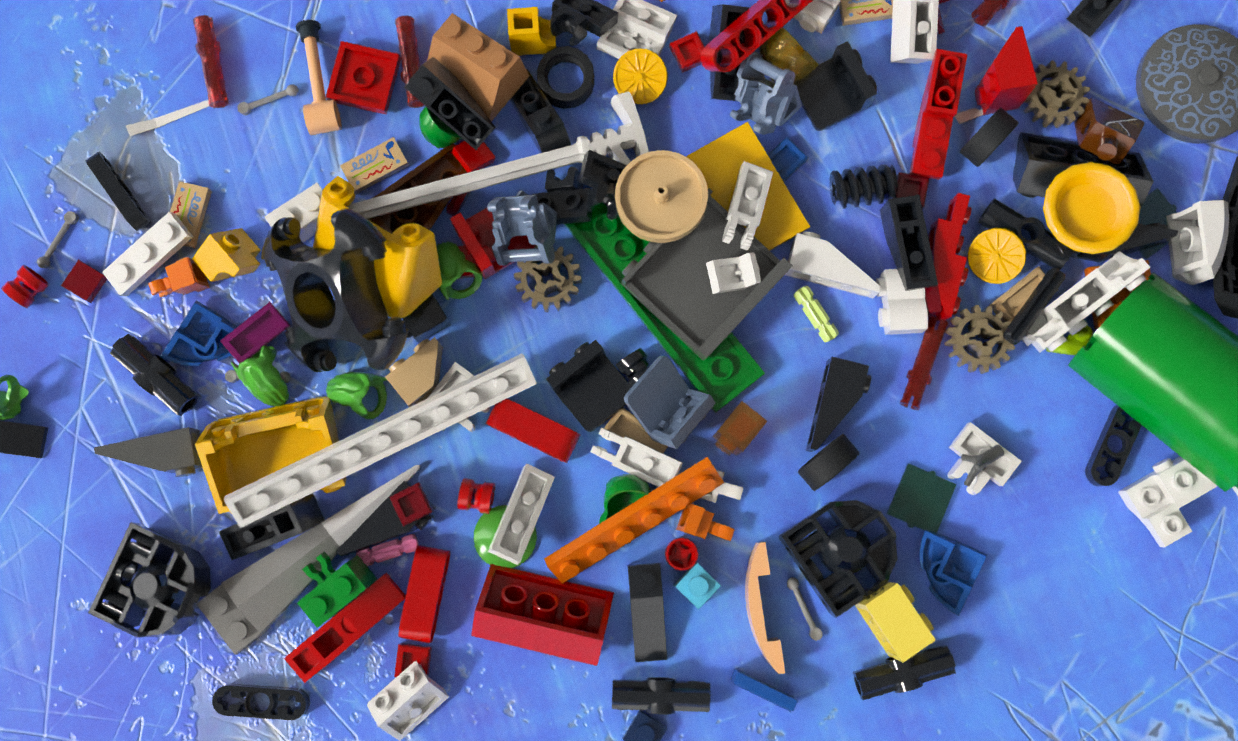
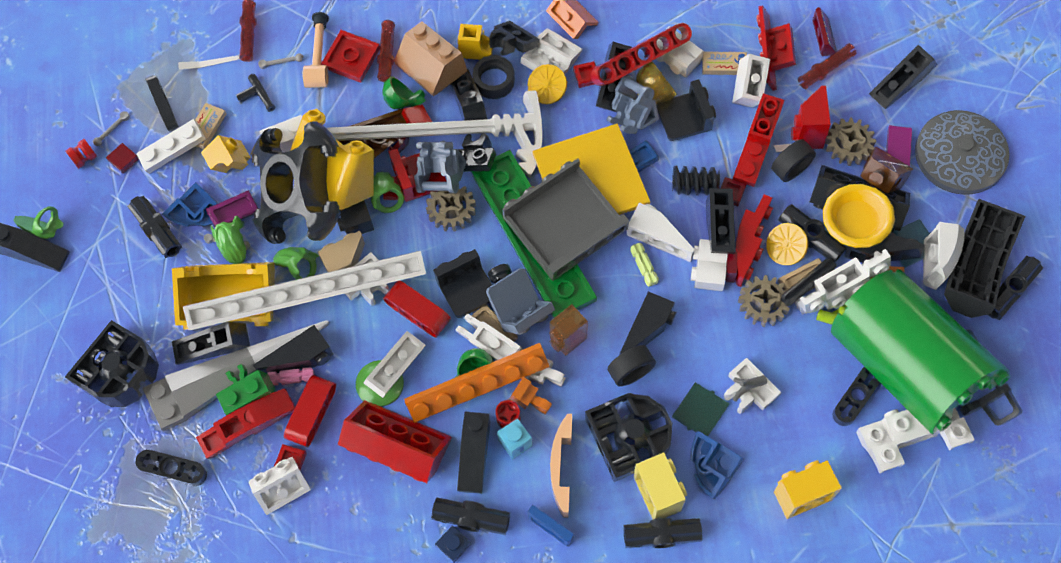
camera: 15 degrees right, 15 degrees down
(164, 451) = (145, 278): dark grey slope -> none
(182, 278) = (192, 165): orange piece -> none
(245, 147) = (258, 89): none -> black piece
(374, 165) = (345, 113): tan tile -> none
(411, 504) = (315, 340): dark red tile -> none
(450, 102) = (406, 76): black slope -> none
(483, 498) = (364, 347): red wheel -> none
(601, 175) = (508, 146): black plate -> none
(661, 196) = (541, 157): tan piece -> none
(733, 273) = (585, 220): white bracket -> none
(747, 202) = (605, 174): white hinge -> none
(814, 633) = (600, 494): light grey hinge -> none
(923, 364) = (714, 319): clear red pin -> none
(1077, 588) = (806, 488): none -> yellow brick
(1117, 85) = (899, 143): none -> magenta tile

